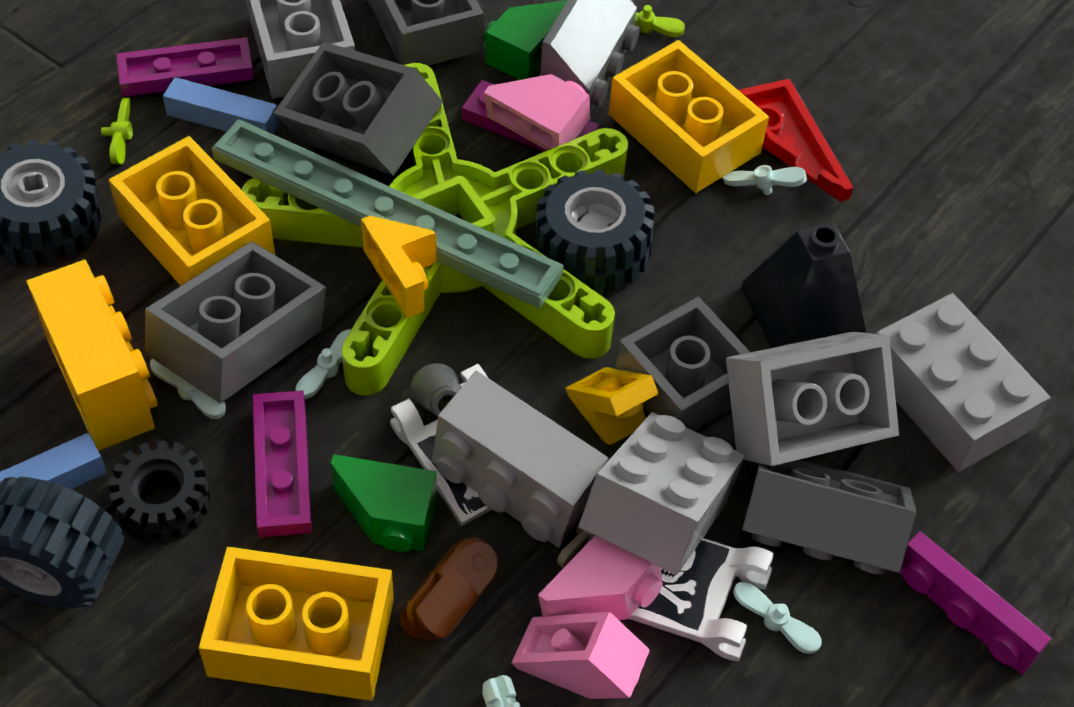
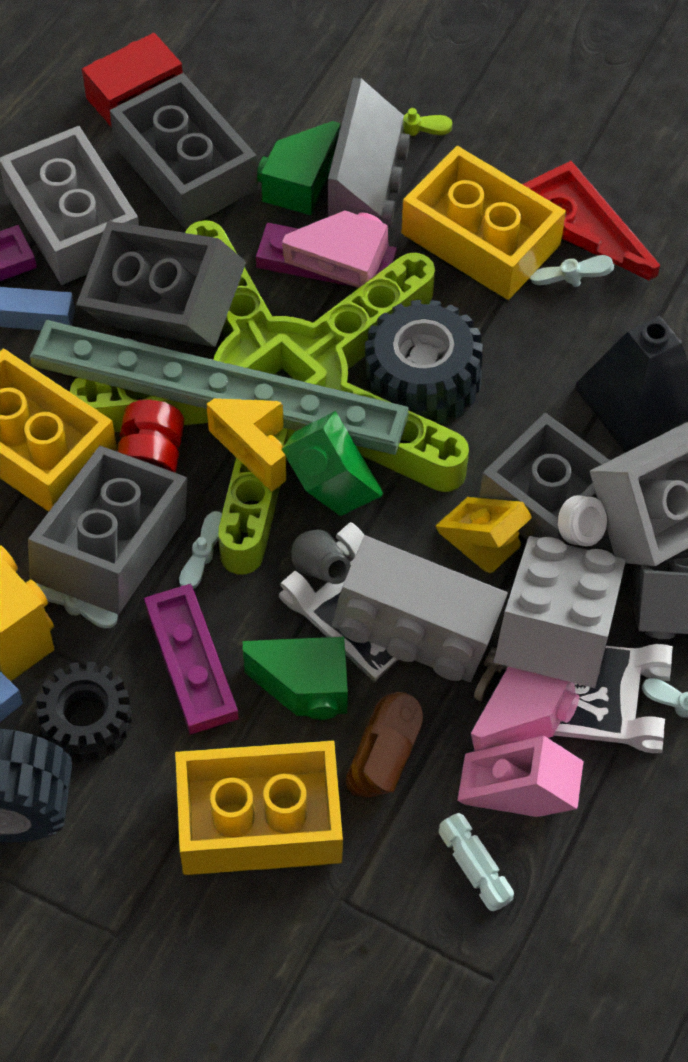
camera: 10 degrees left, 5 degrees up
(310, 242) = (152, 433): none -> red wheel
(472, 306) = (331, 465): none -> green slope
(708, 406) = (582, 520): none -> white tile

